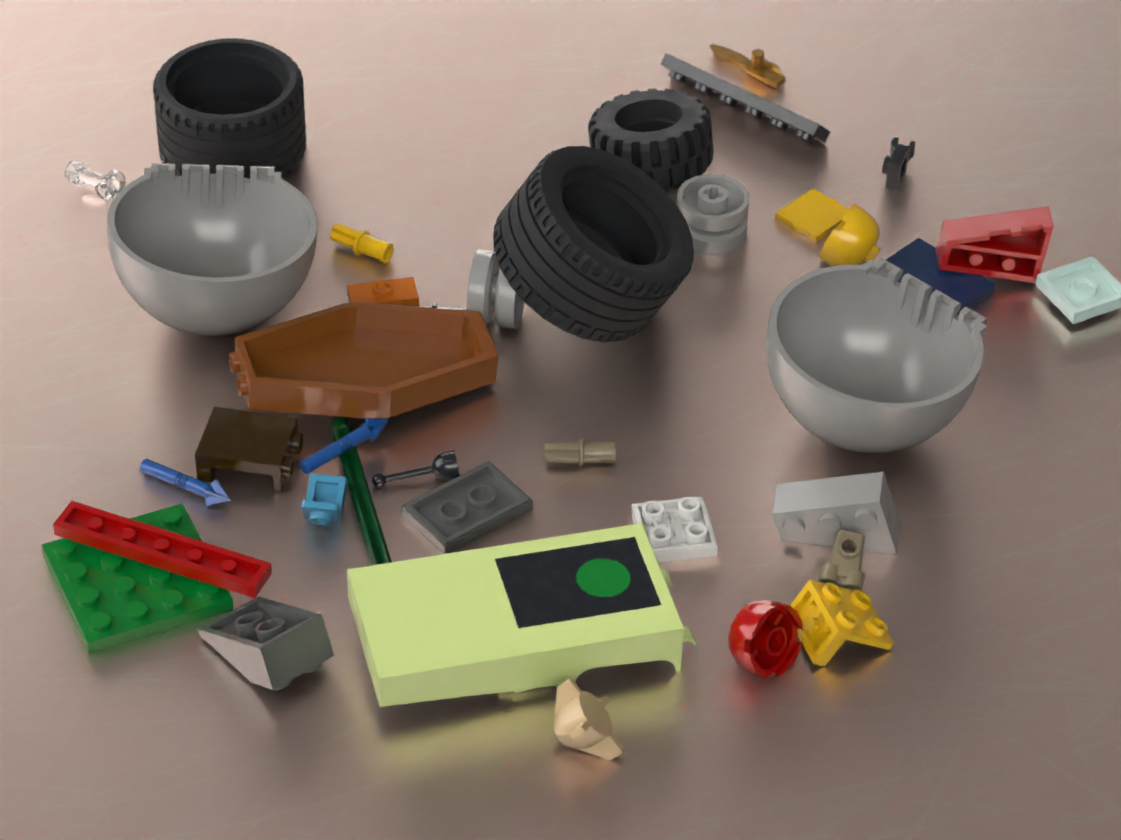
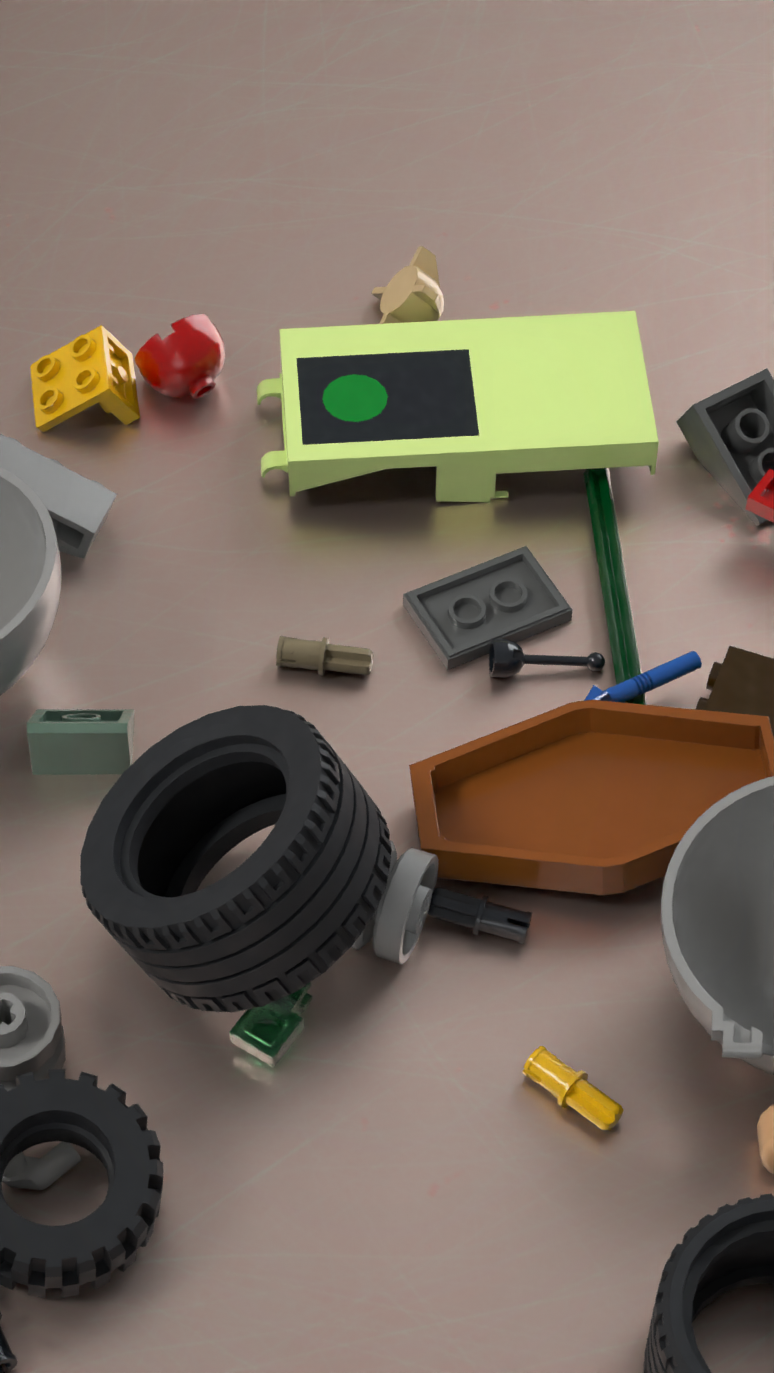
camera: 170 degrees left, 10 degrees up
(325, 499) = (672, 617): dark azure bracket -> none
(390, 291) = (551, 979): orange plate -> none
(677, 528) = (234, 540): white tile -> none
(733, 373) = (80, 741): none -> sand green slope
(842, 567) = (55, 442): dark tan plate -> none

